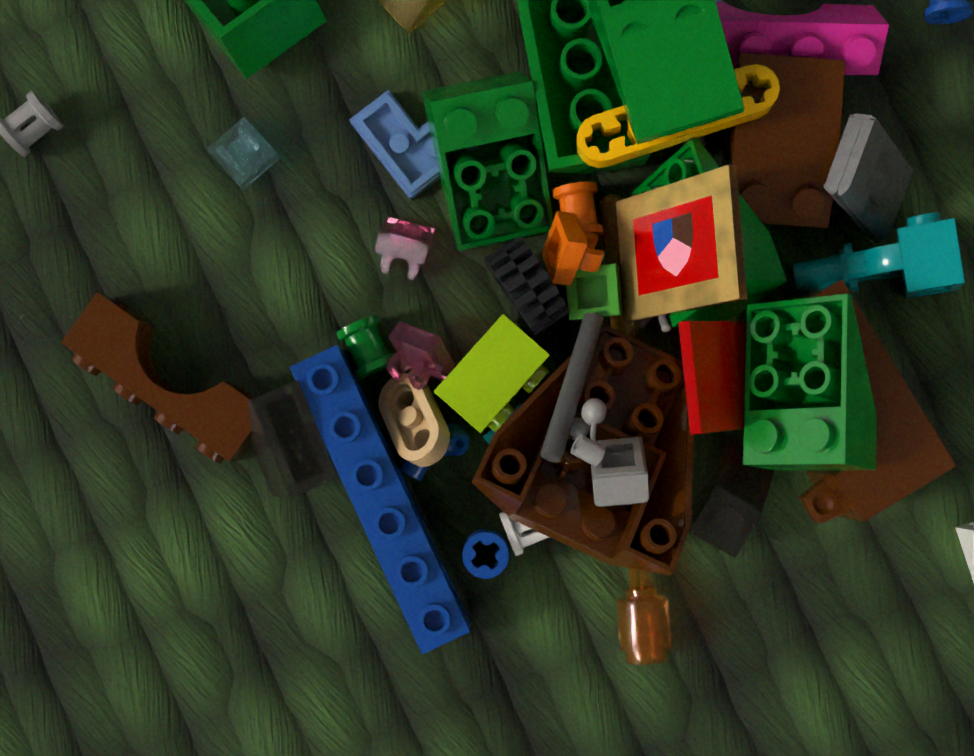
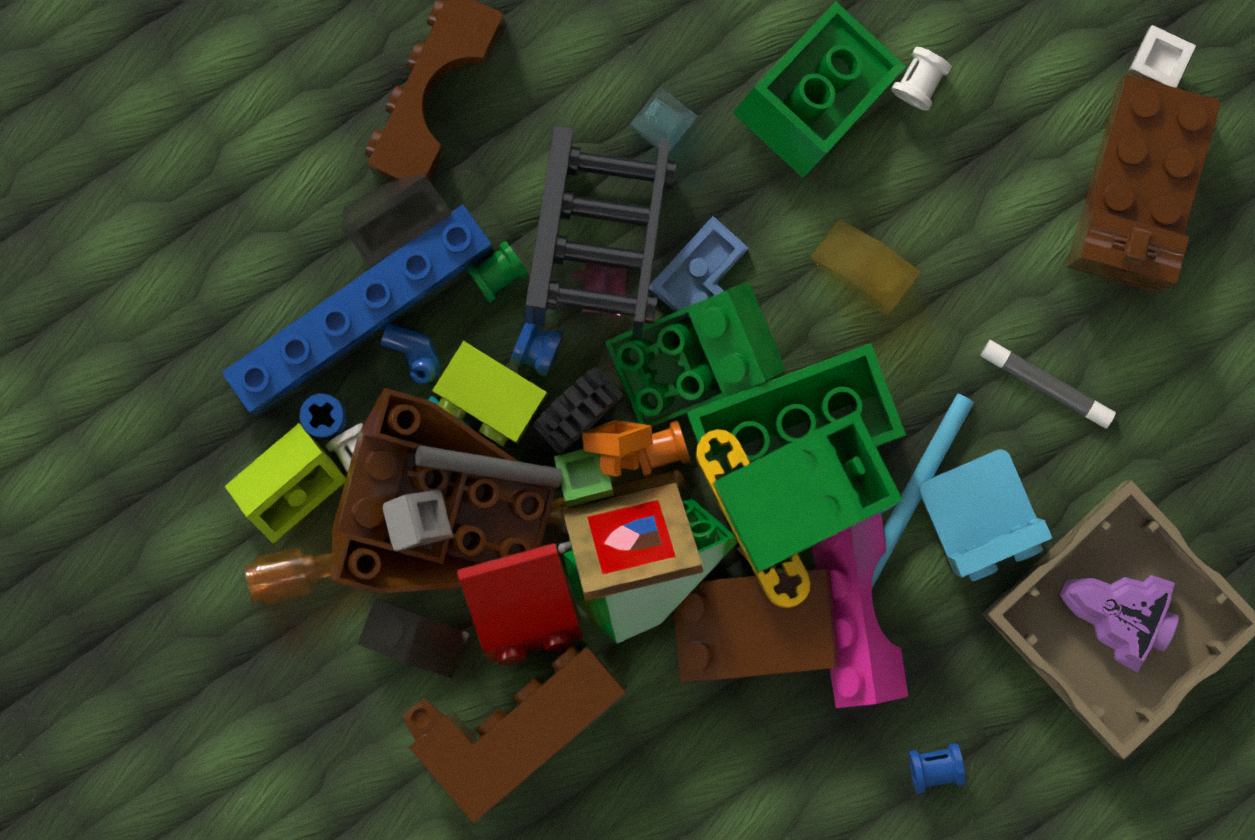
camera: 75 degrees right, 0 degrees up
(353, 280) = (562, 204): none -> black fence
(414, 424) = (427, 334): tan plate -> none
(421, 353) = (499, 321): clear pink tile -> none
(453, 319) = (536, 348): none -> blue wheel
(550, 605) = (285, 483): none -> lime brick
(588, 449) = (465, 488): light grey piece -> none
(807, 387) = (518, 674): green slope -> none
(868, 176) = (732, 712): flat silver piece -> none
(924, 257) = (664, 773): teal brick -> none

